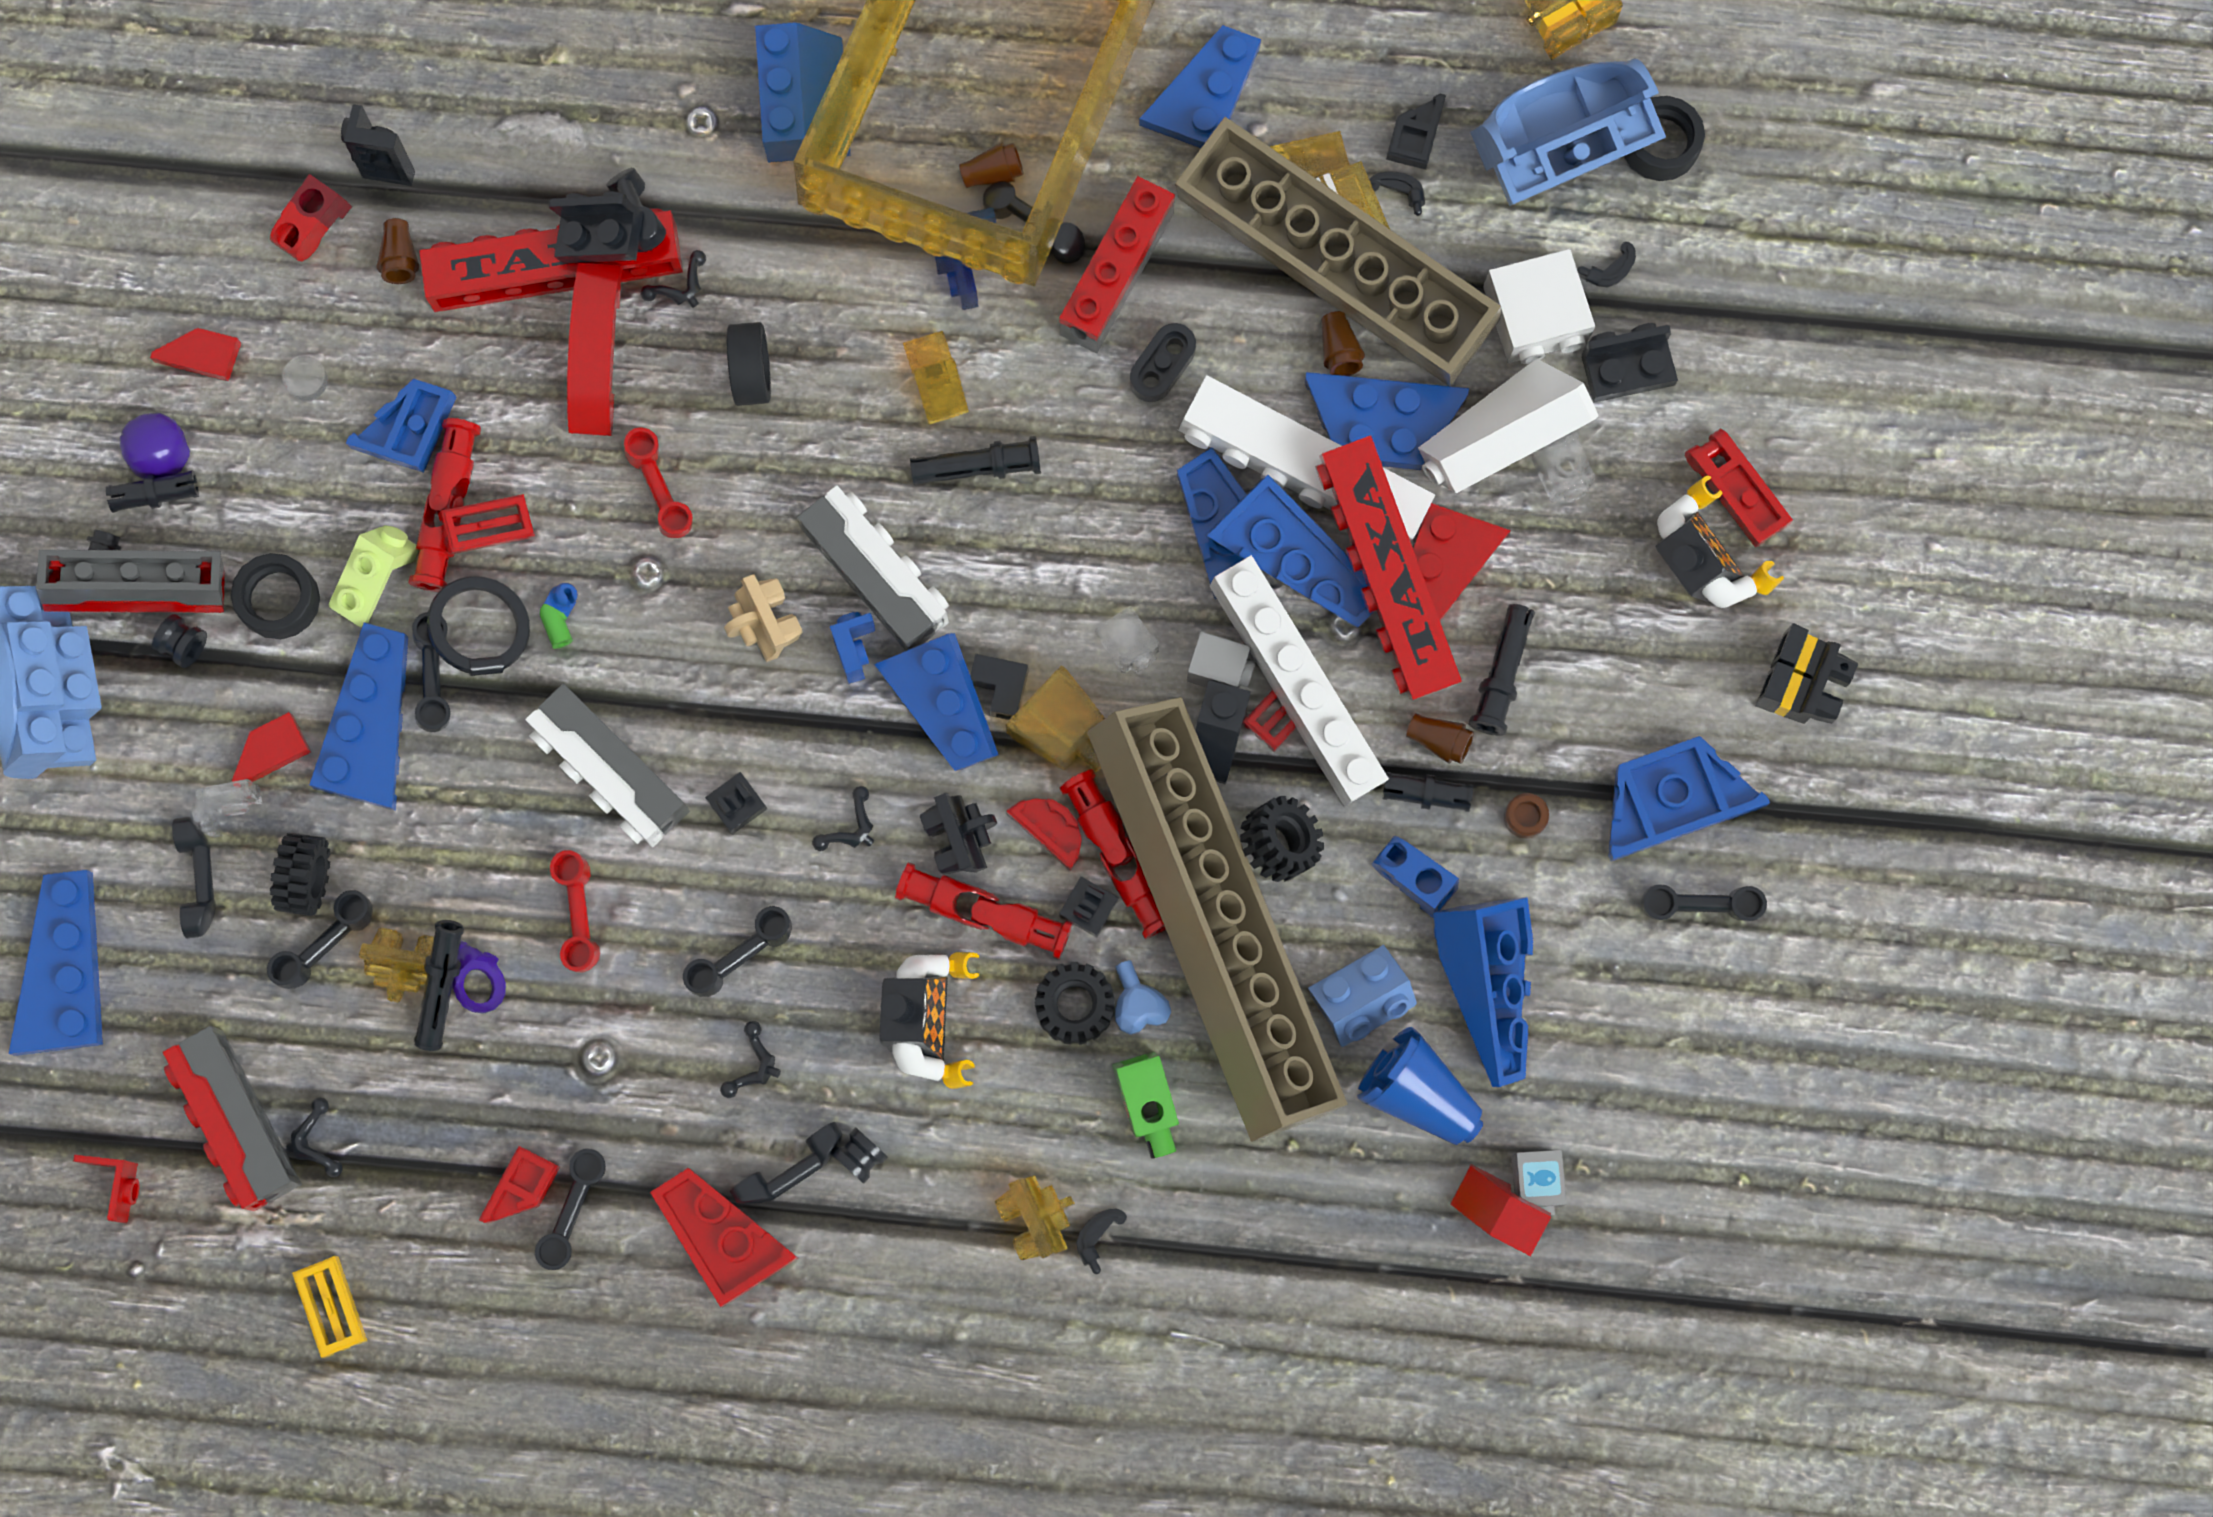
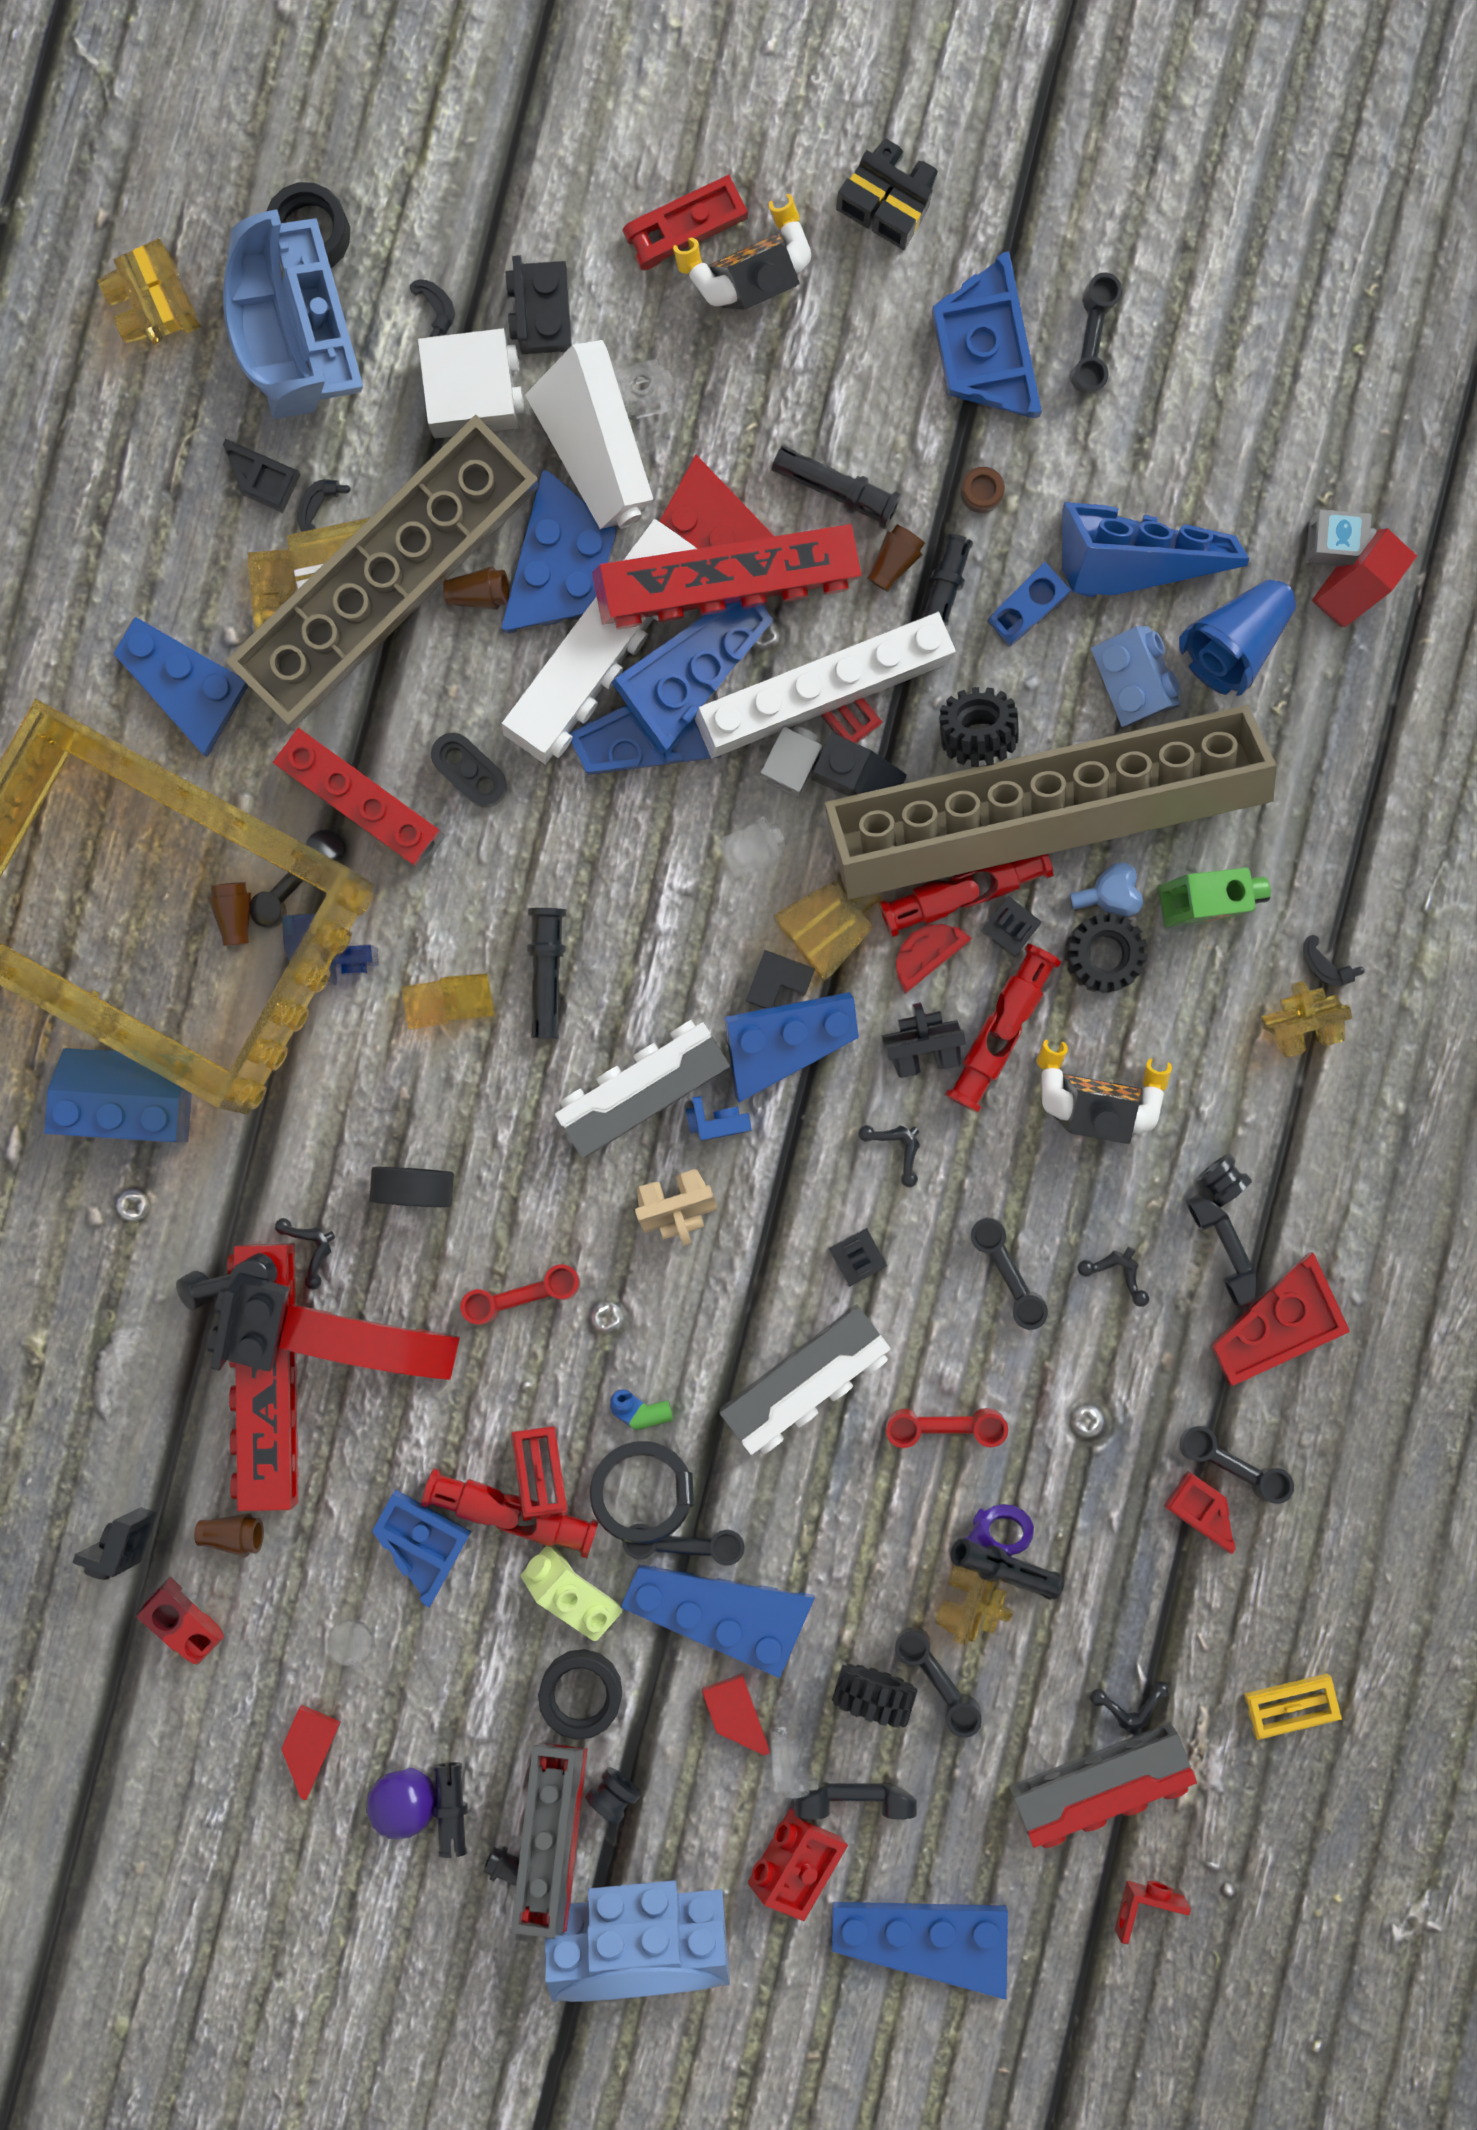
camera: 85 degrees left, 10 degrees up
(124, 827) = (796, 1866): none -> red bracket

